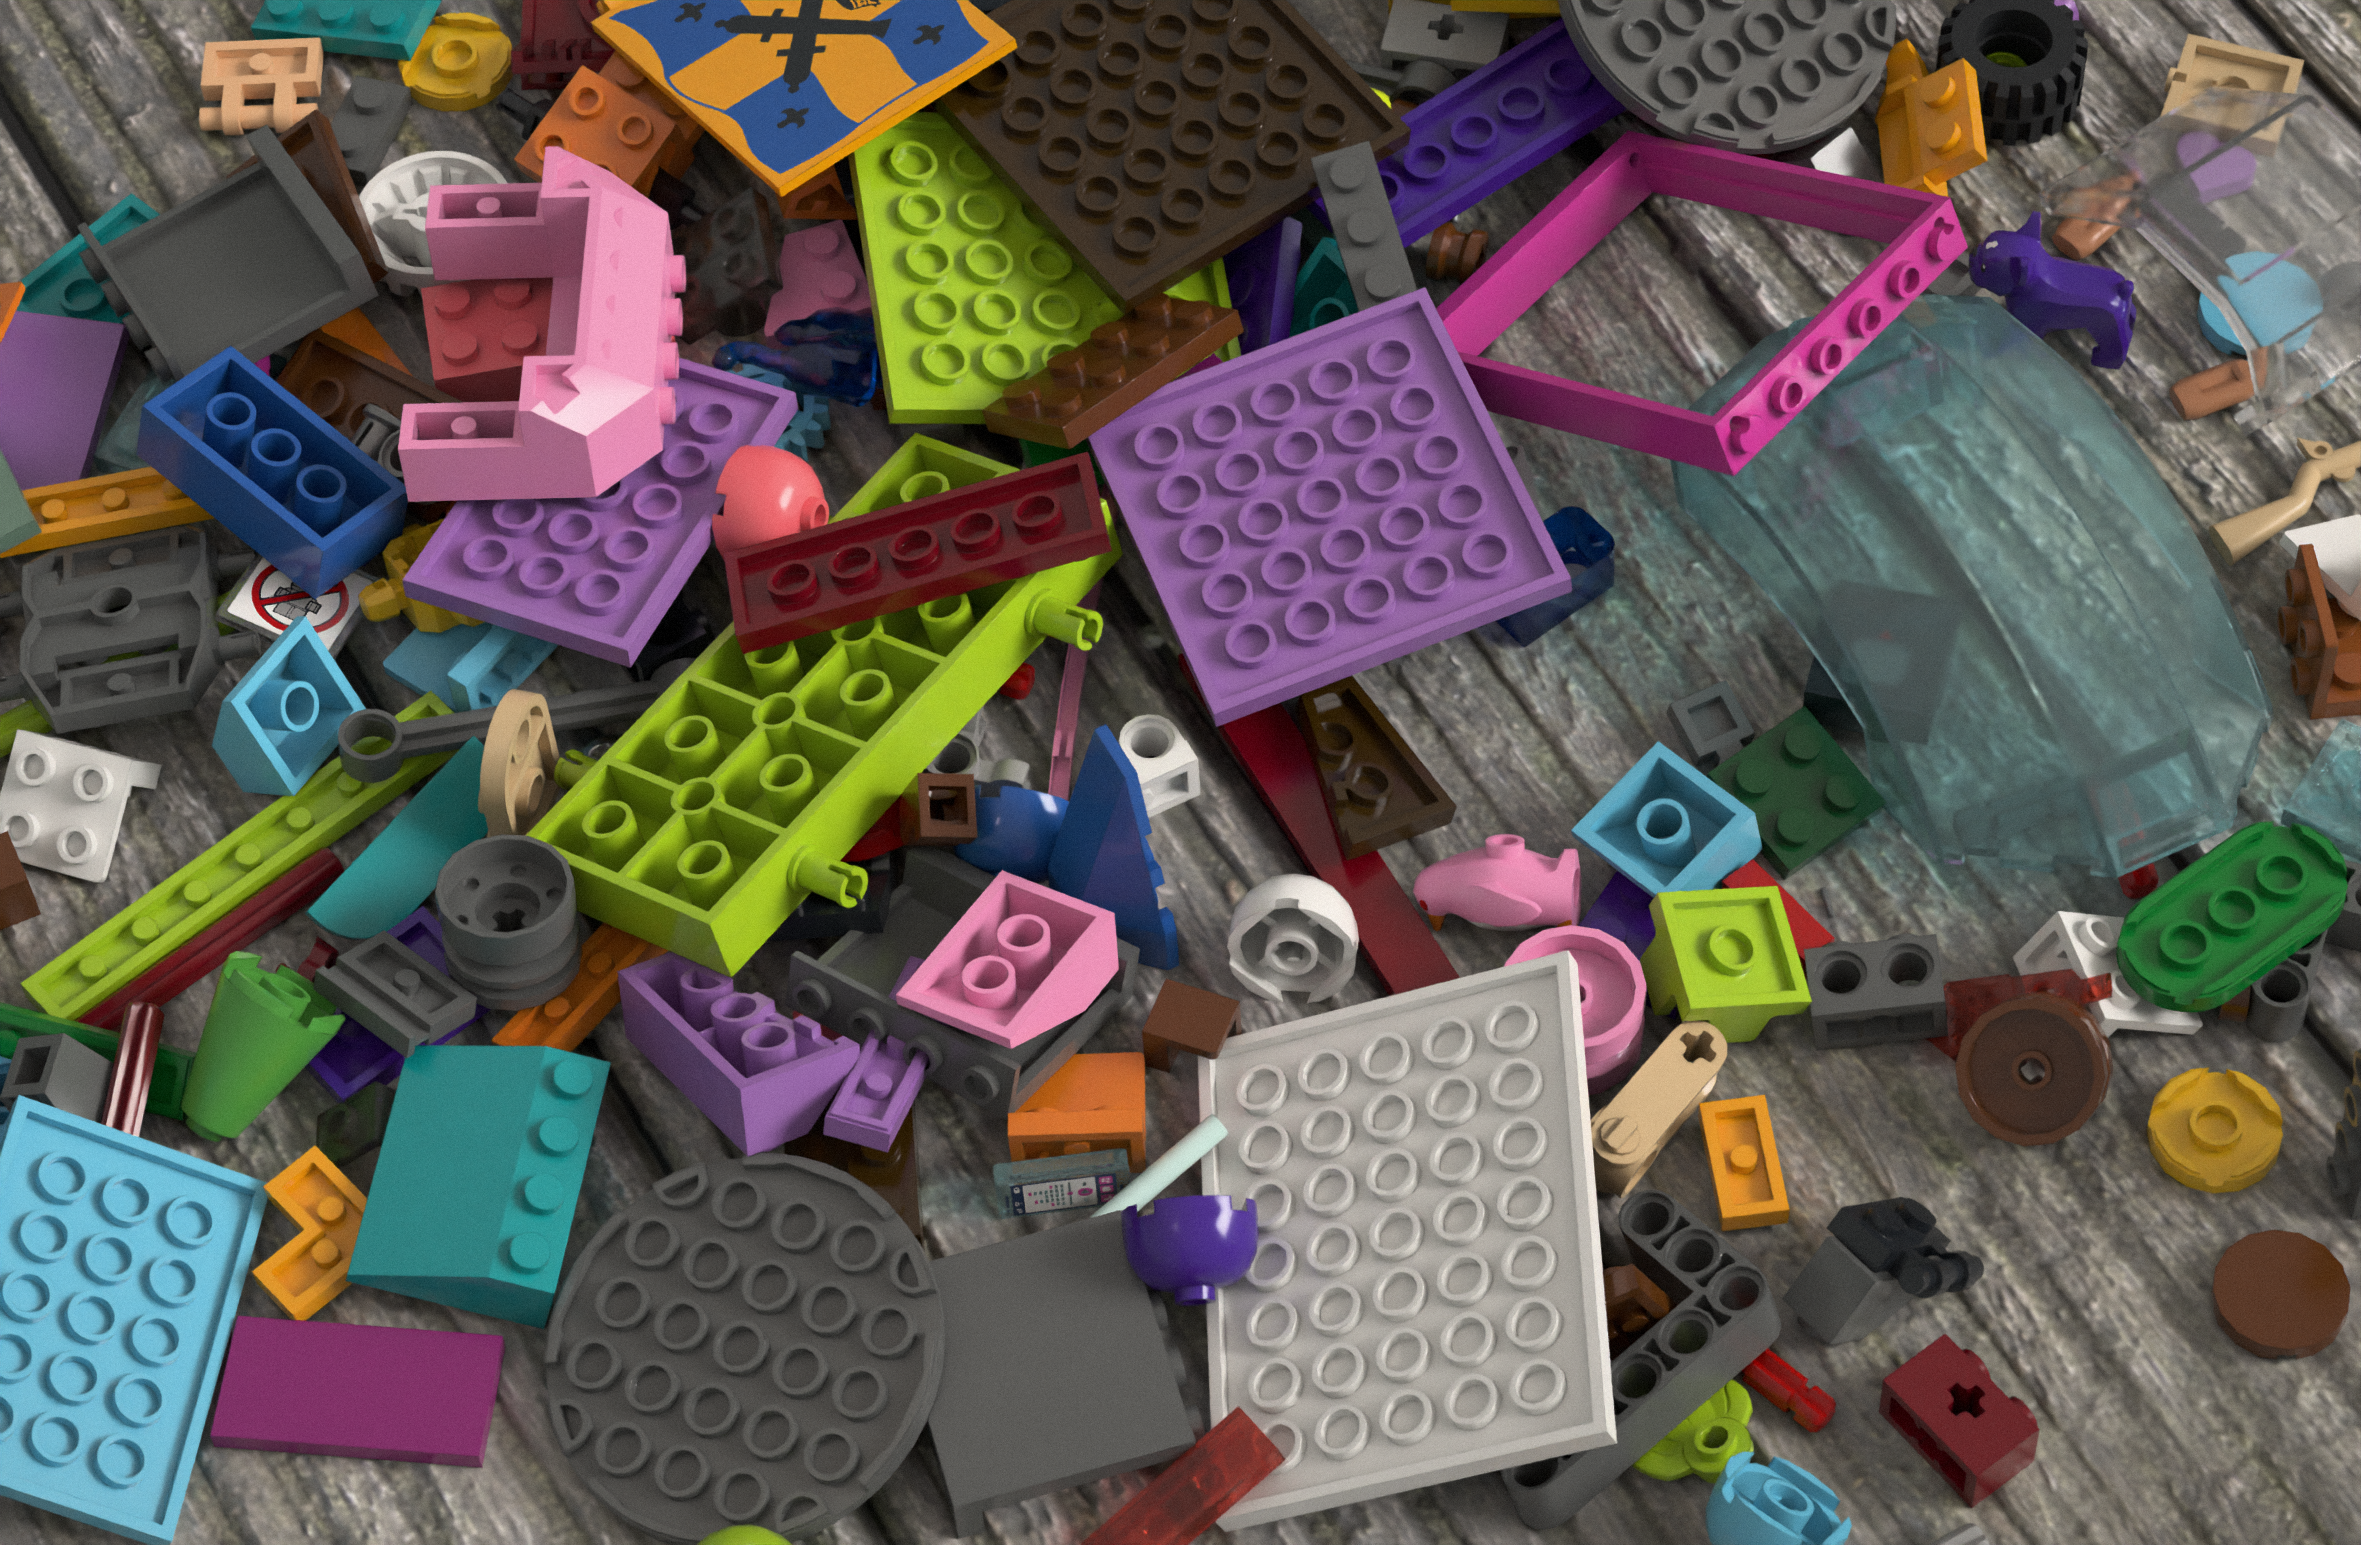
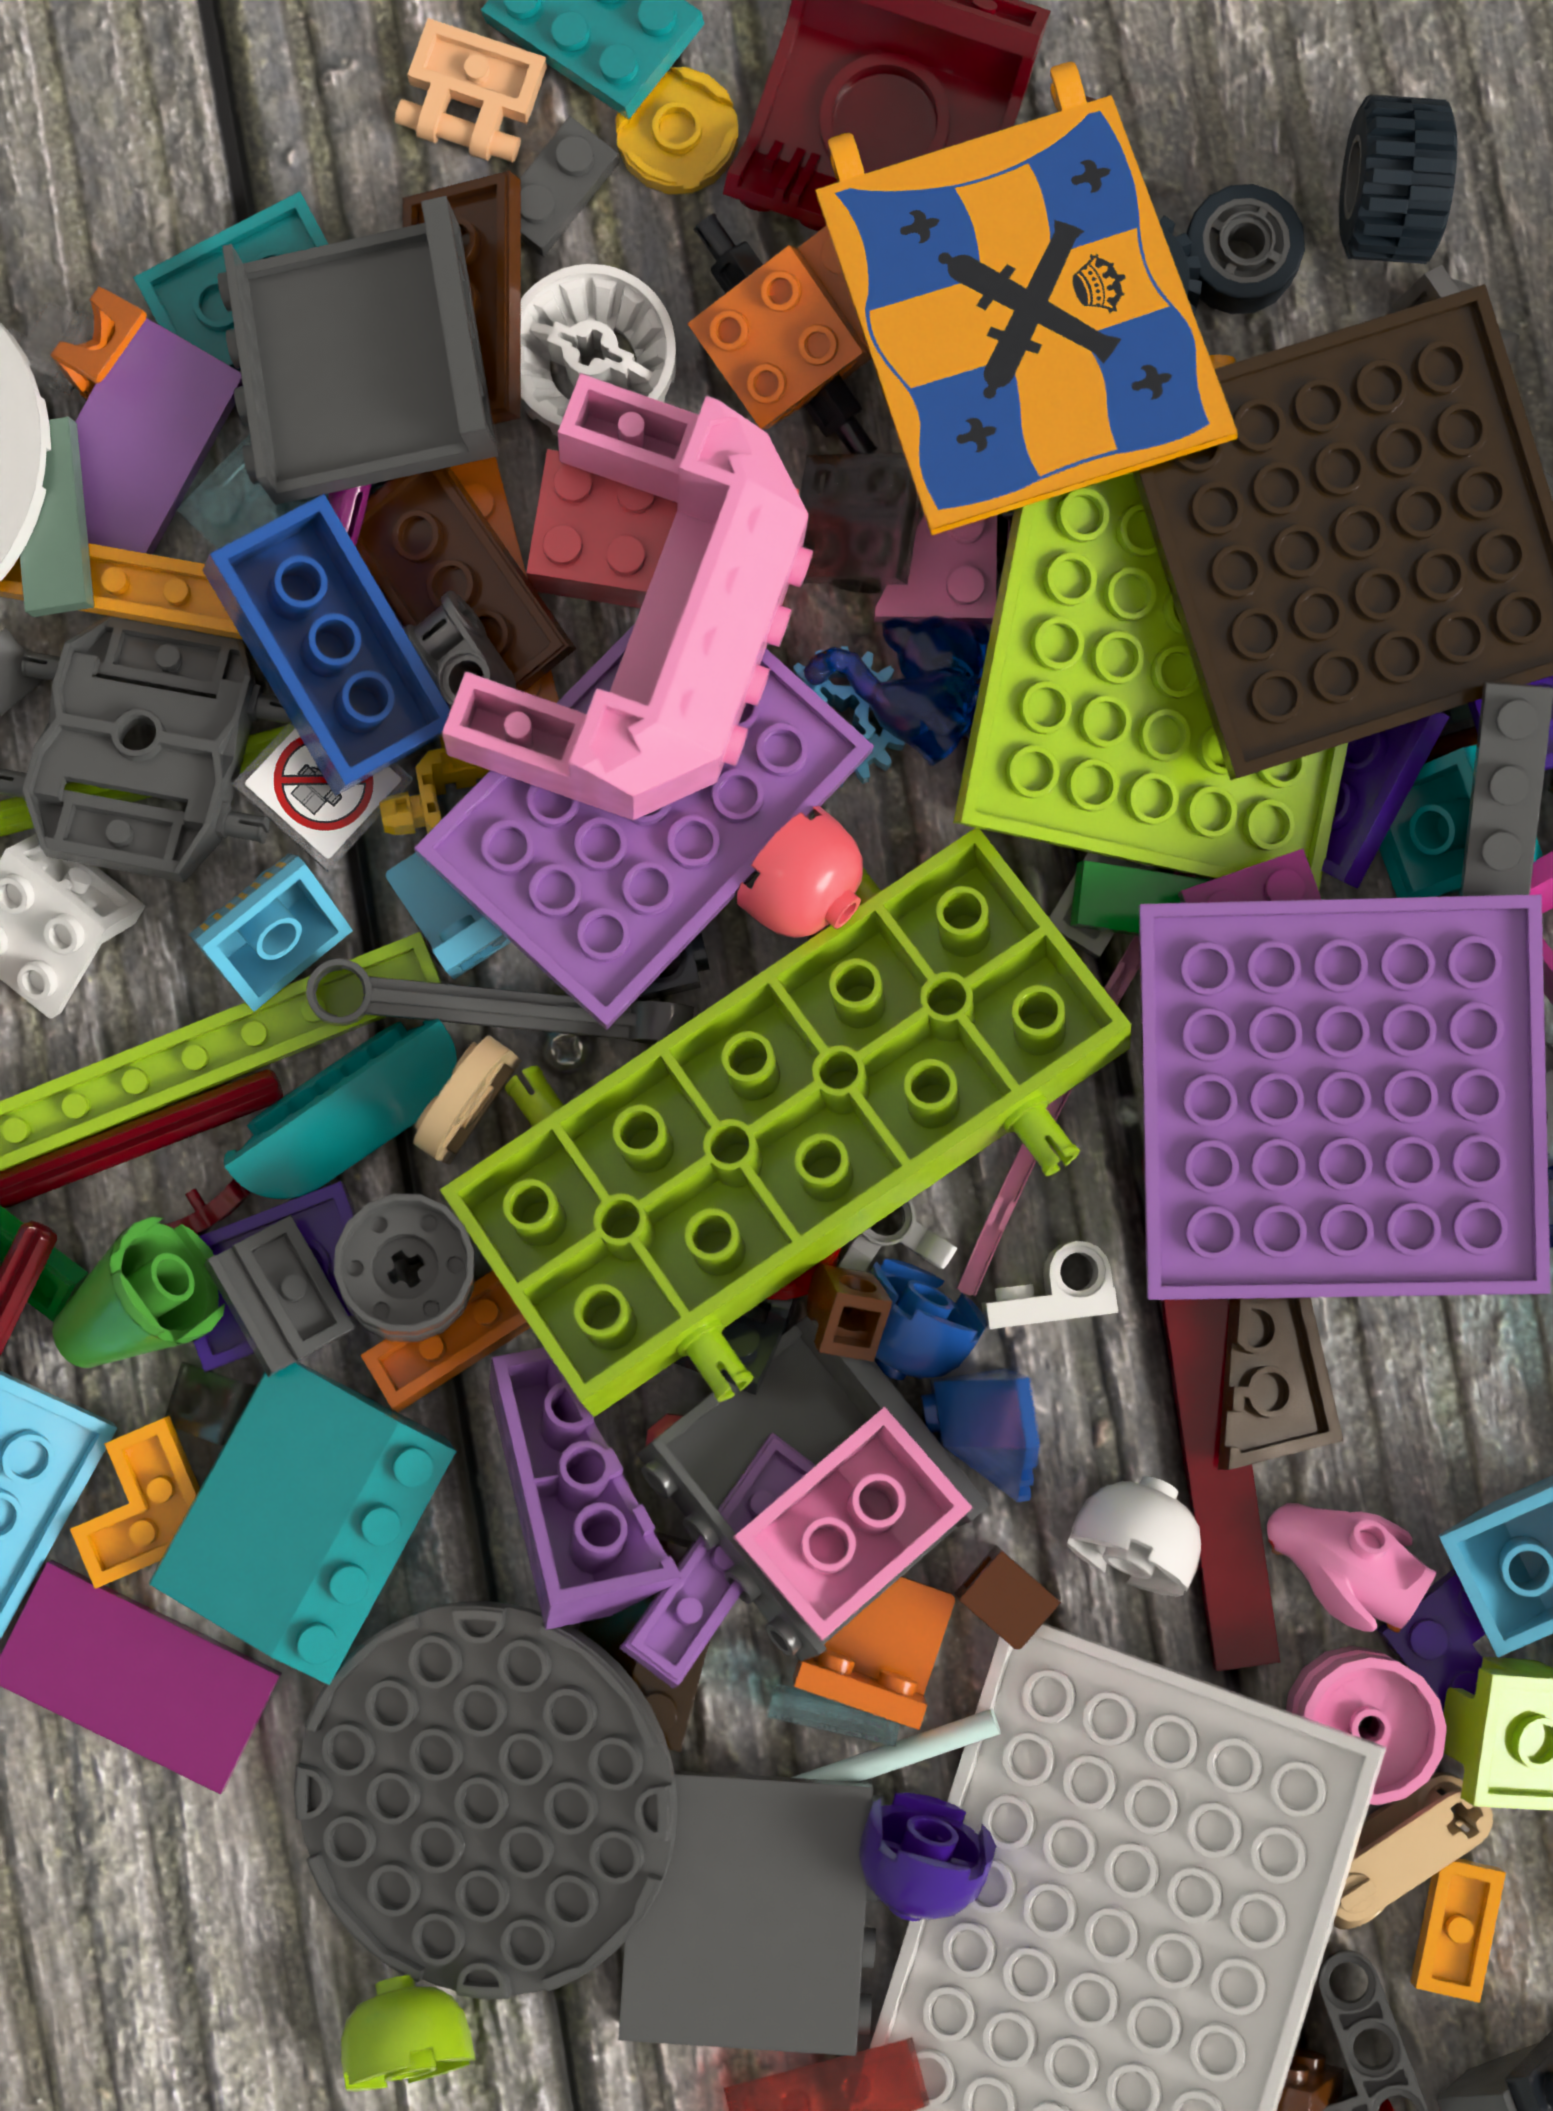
camera: 10 degrees right, 30 degrees up
(916, 552) = (925, 1018): dark red plate -> none
(1111, 371) = (1192, 857): reddish brown plate -> none

